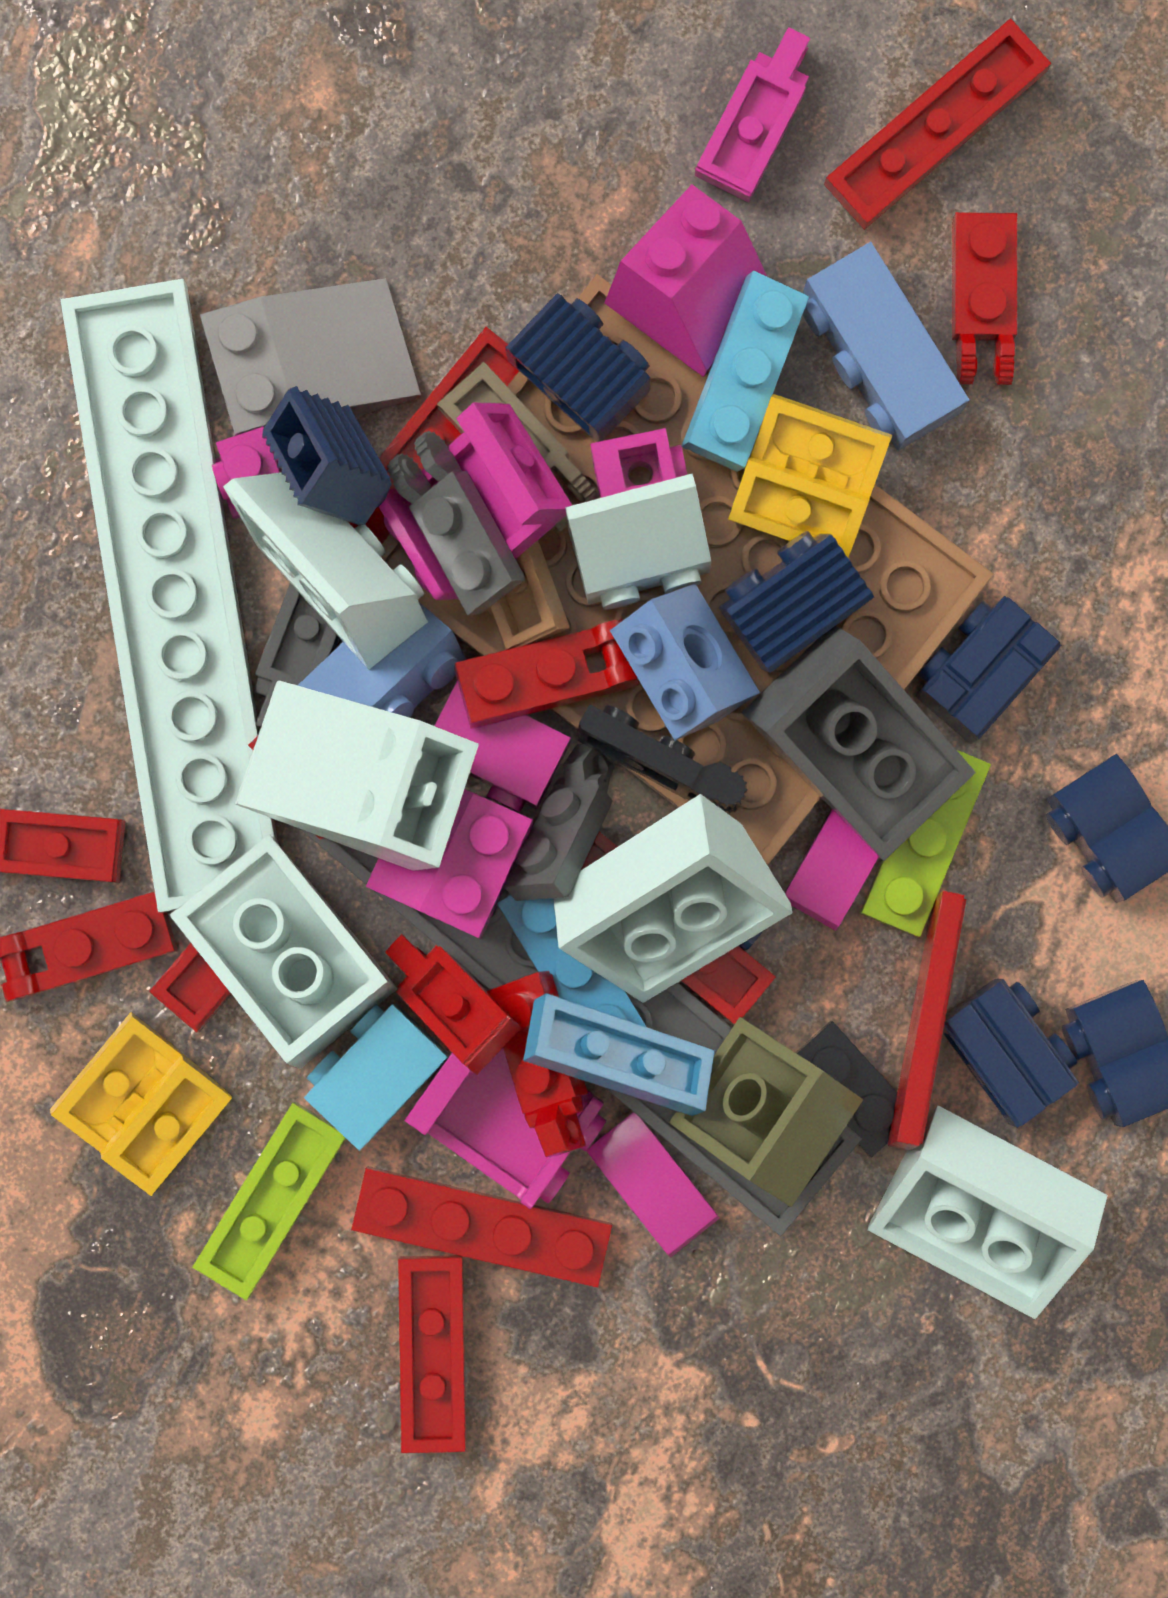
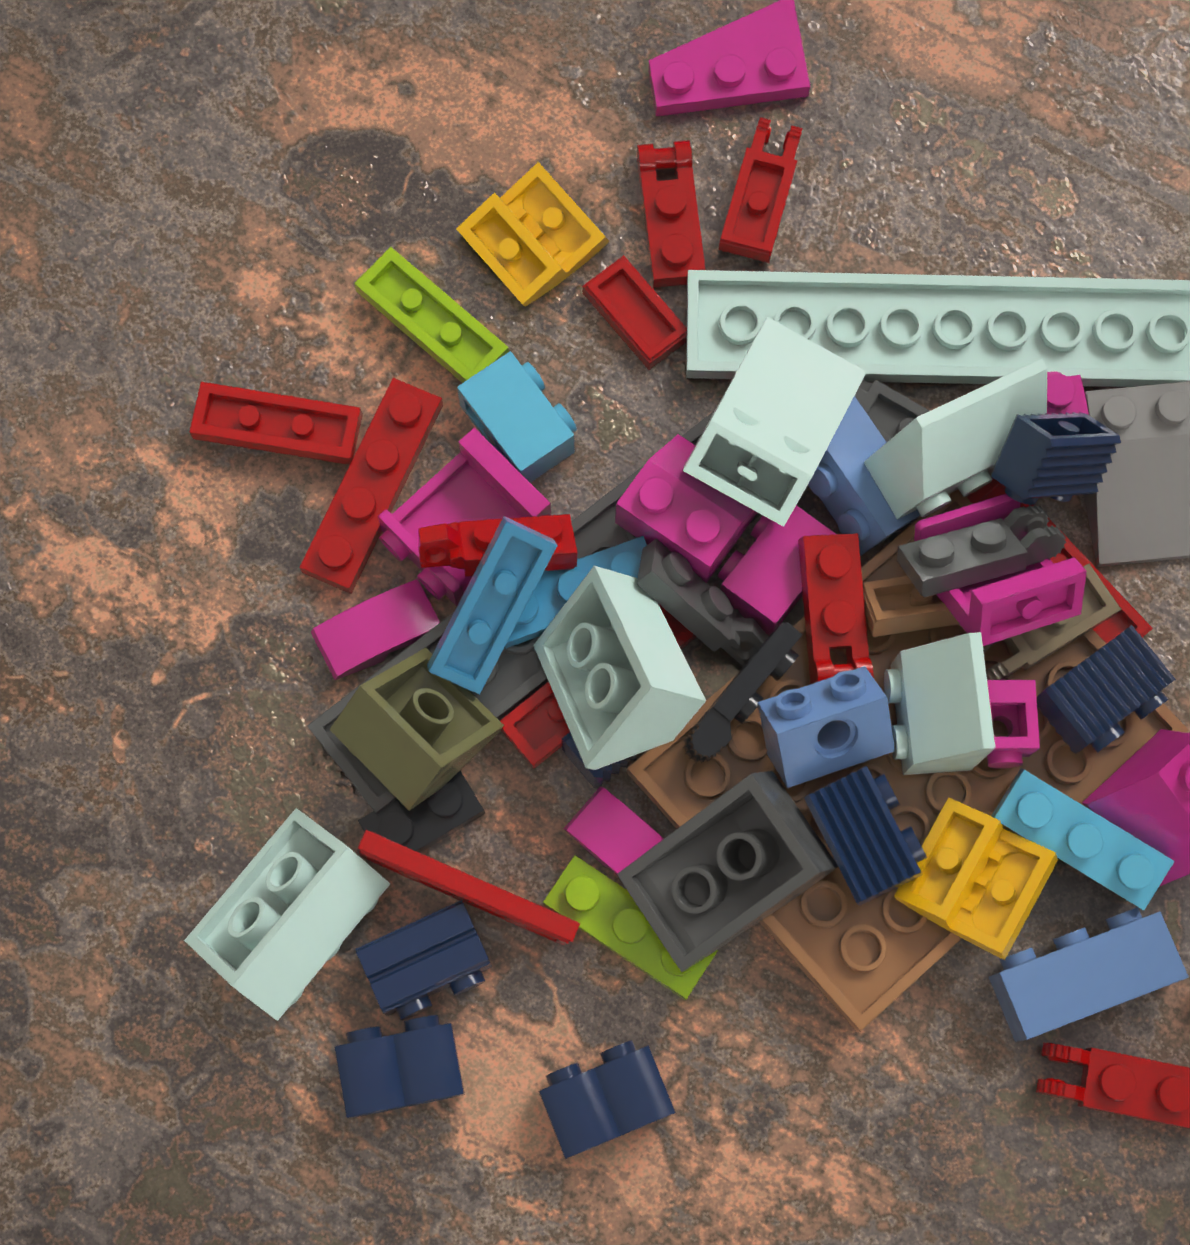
camera: 100 degrees right, 10 degrees down
(283, 952) = (633, 359): light aqua slope -> none
(452, 1004) = (564, 480): red hinge -> none
(987, 668) = (775, 1010): dark blue brick -> none

